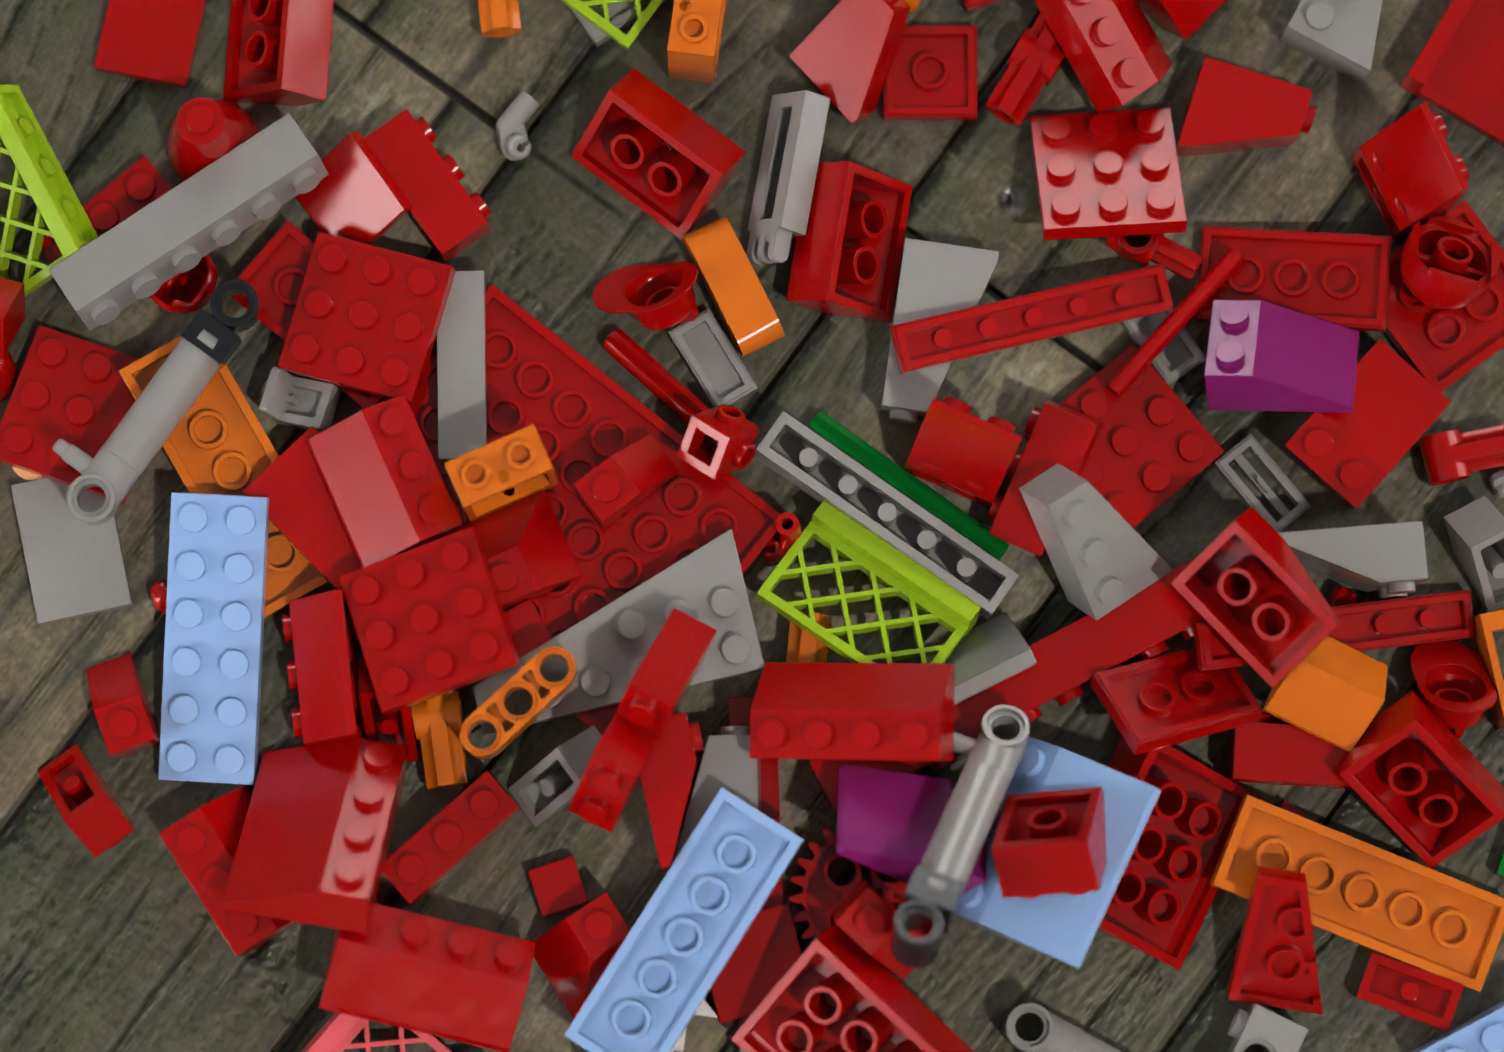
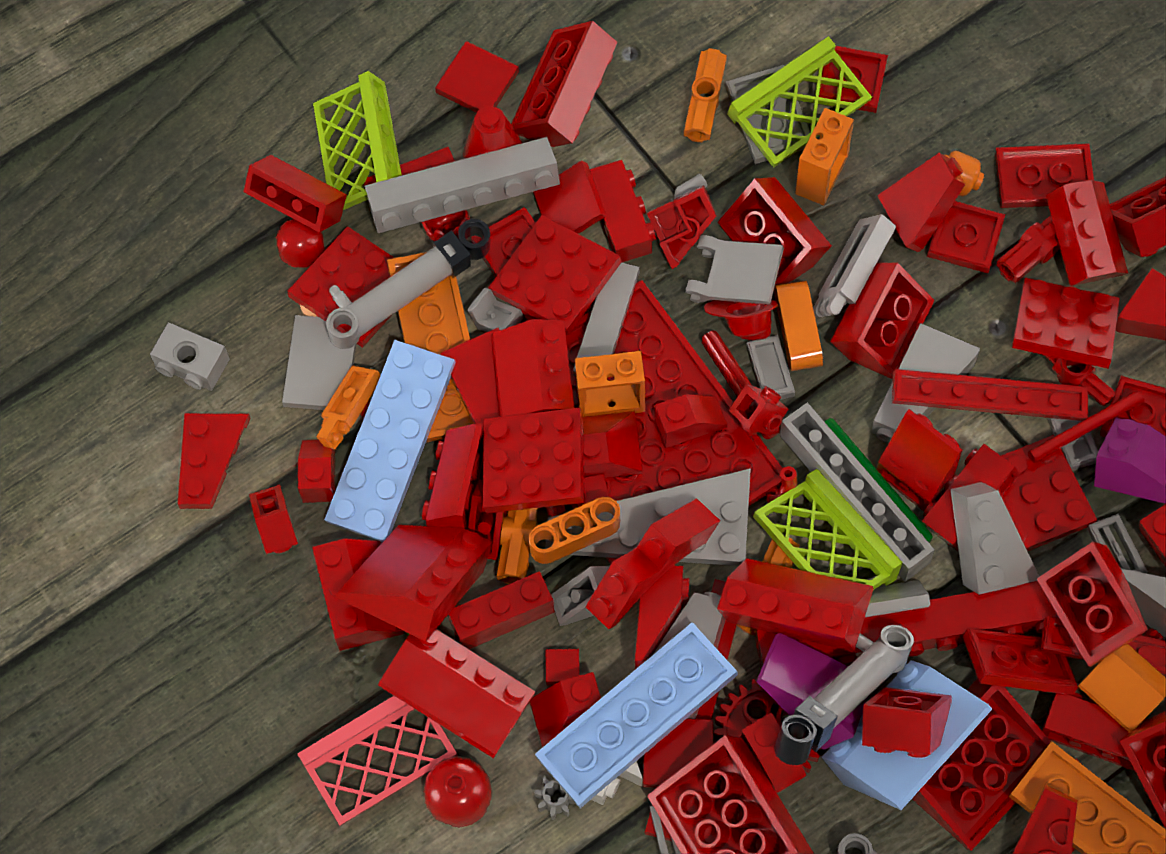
camera: 25 degrees right, 15 degrees down
(134, 603) = (347, 405): none -> orange hinge
(522, 178) = (682, 223): none -> red slope
(628, 232) = (738, 271): none -> light grey flag

